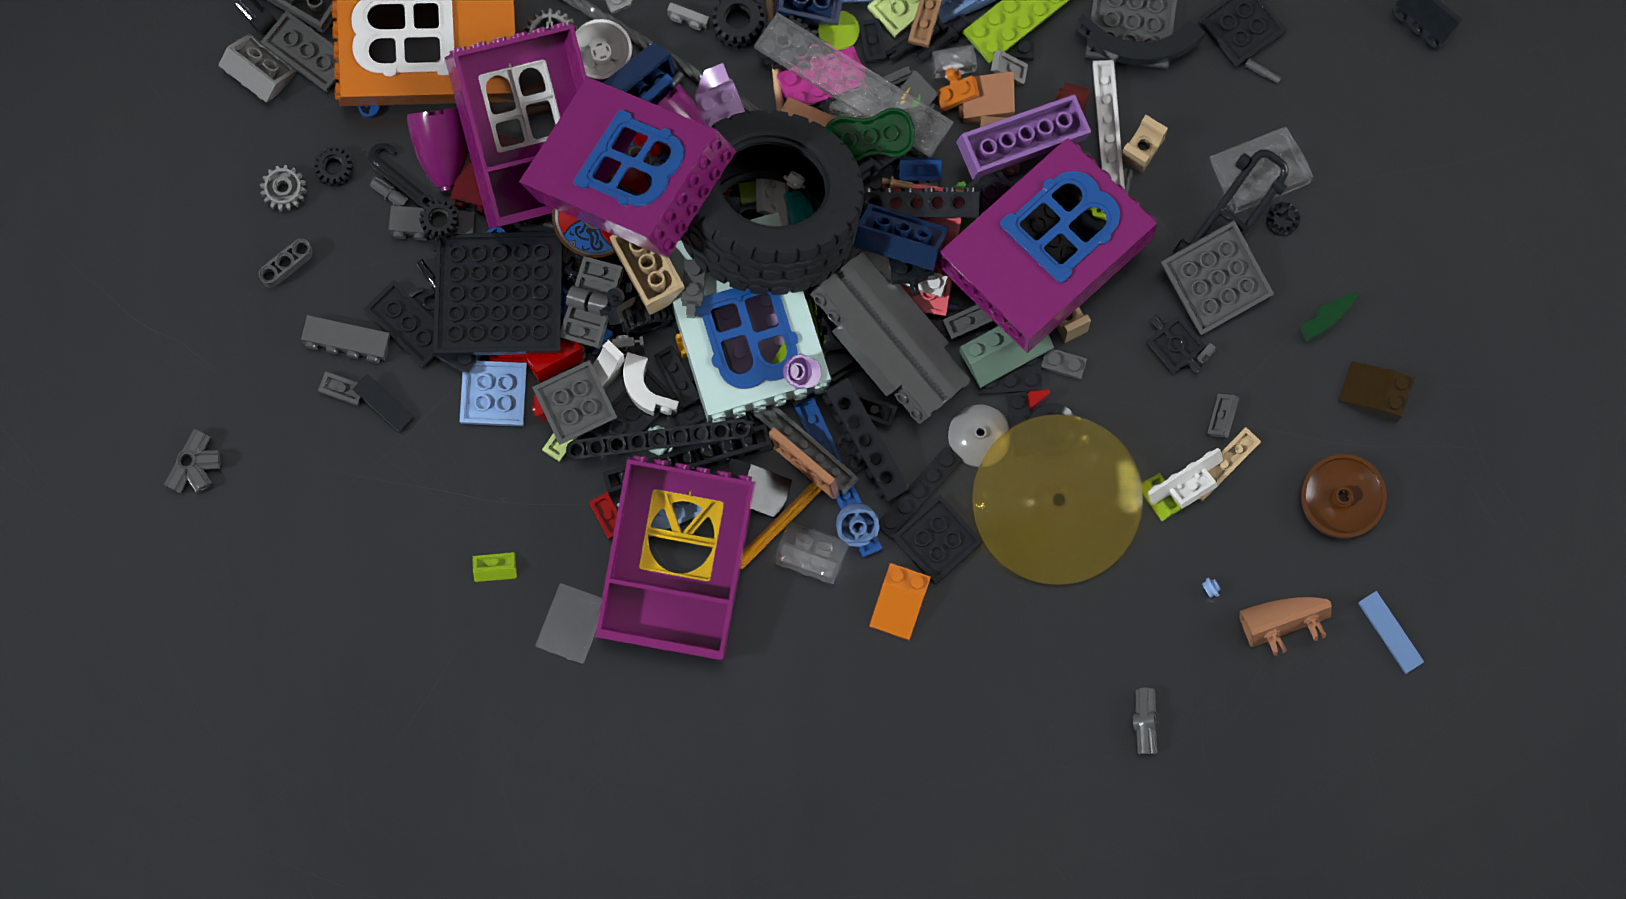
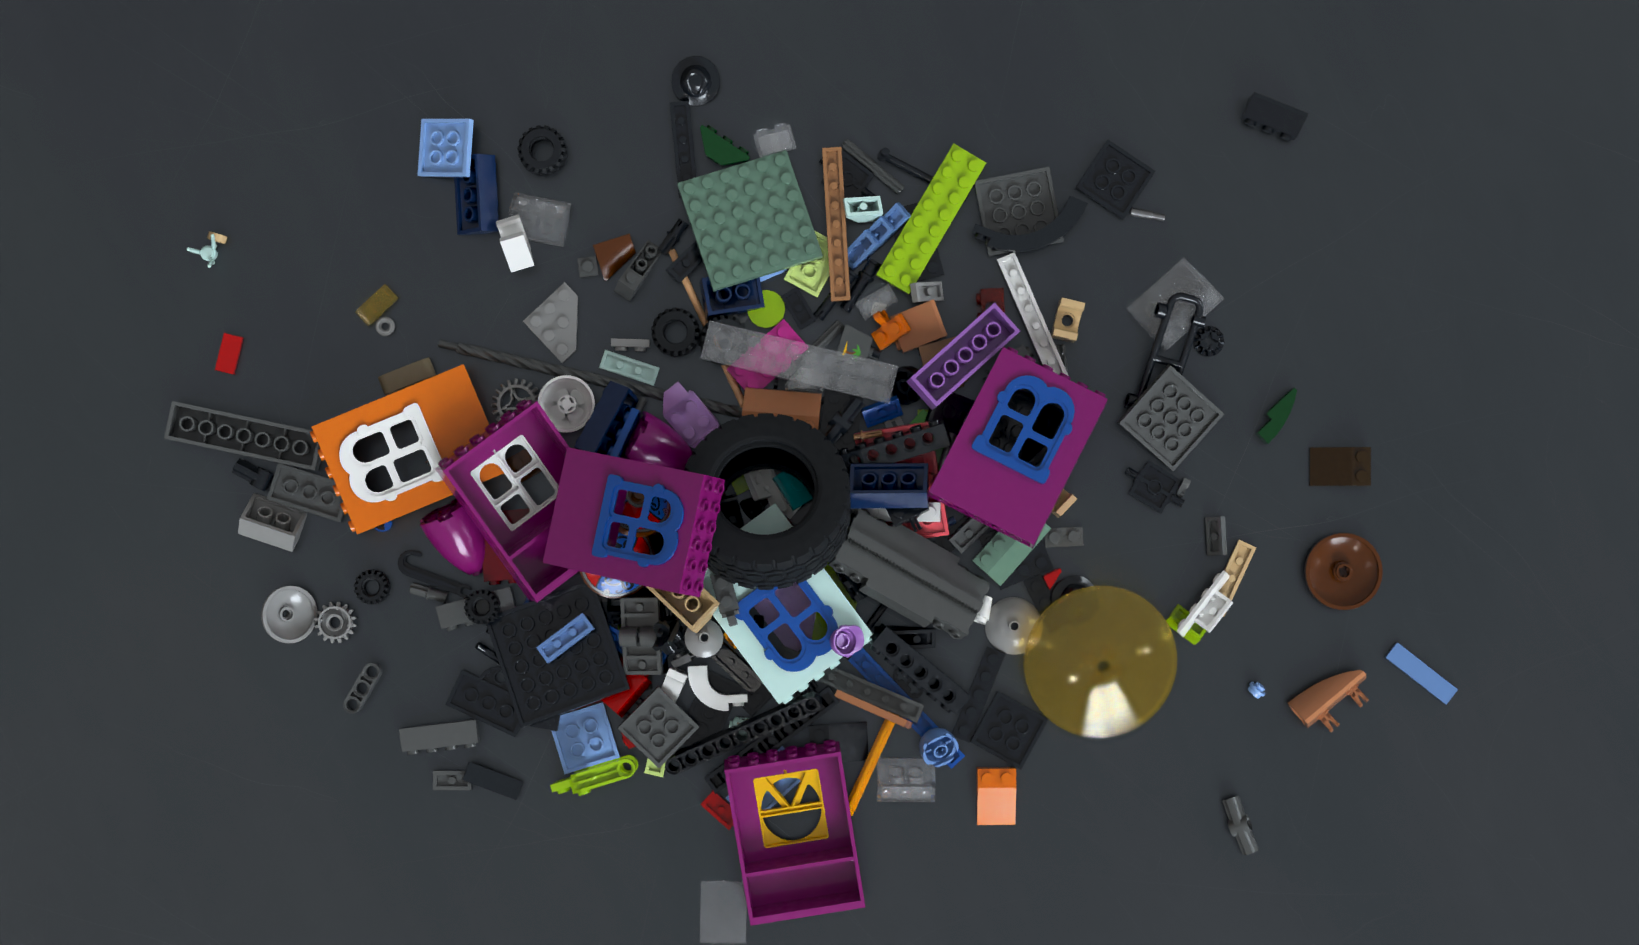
camera: 20 degrees left, 10 degrees up
(195, 472) = (355, 886): dark grey piece -> none
(251, 158) = (300, 614): none -> light grey dish
(492, 430) = (596, 776): none -> lime plate
(494, 567) = (640, 886): lime slope -> none
(512, 277) = (565, 638): none -> medium blue plate
(654, 334) = (708, 648): none -> light grey dish
(678, 41) = (629, 367): none -> light aqua tile
(795, 180) = (779, 467): white plate -> none
(885, 134) = (843, 399): dark green plate -> none
(950, 153) = (902, 389): none -> black cylinder
(951, 409) = (984, 614): none -> white cone

